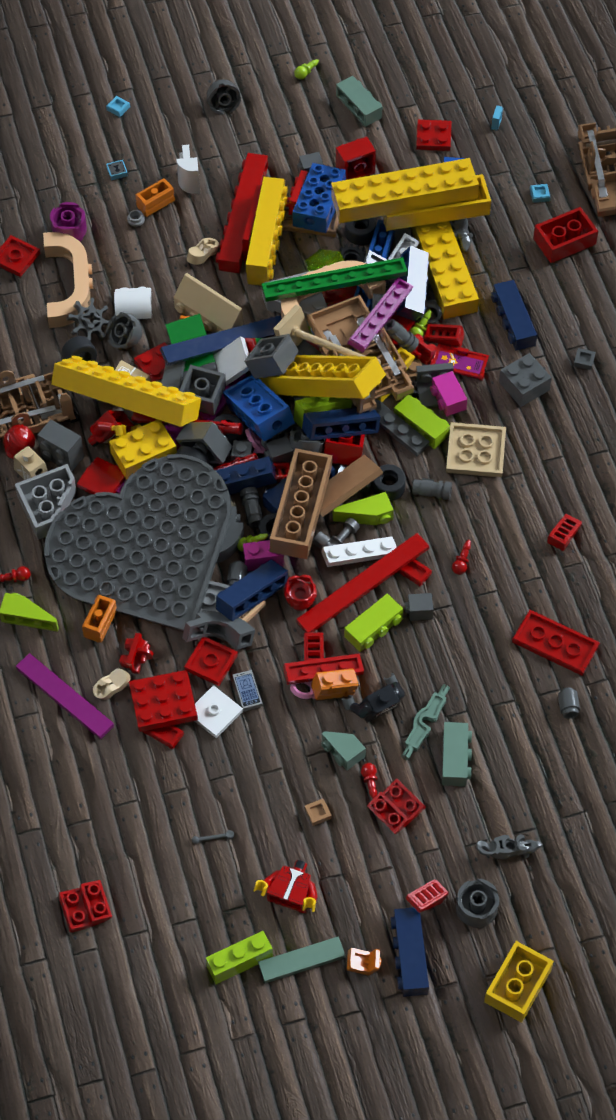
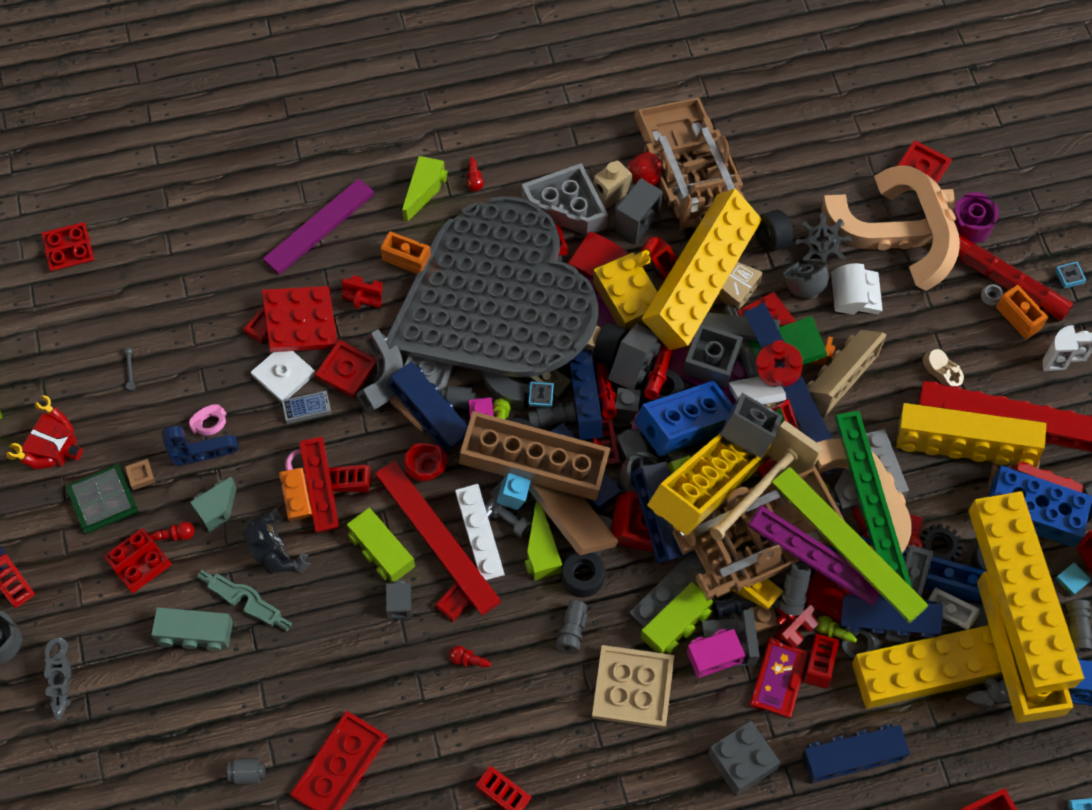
camera: 90 degrees right, 5 degrees up
(33, 262) = (946, 243): none -> light nougat arch
(111, 684) = (326, 269): tan piece -> none
(118, 208) = (1009, 277): none -> red piece
(214, 330) = (779, 352): none -> red plate
(239, 508) = (541, 394): none -> tile
(266, 773) = (198, 418): none -> bright pink piece
(295, 763) = (183, 453): none -> dark blue beam
(322, 258) = (925, 508): clear neon green brick -> none
(327, 523) = (513, 491): none -> medium azure brick
(340, 842) = (102, 499): none -> clear piece
(371, 292) = (850, 545): none -> lime tile

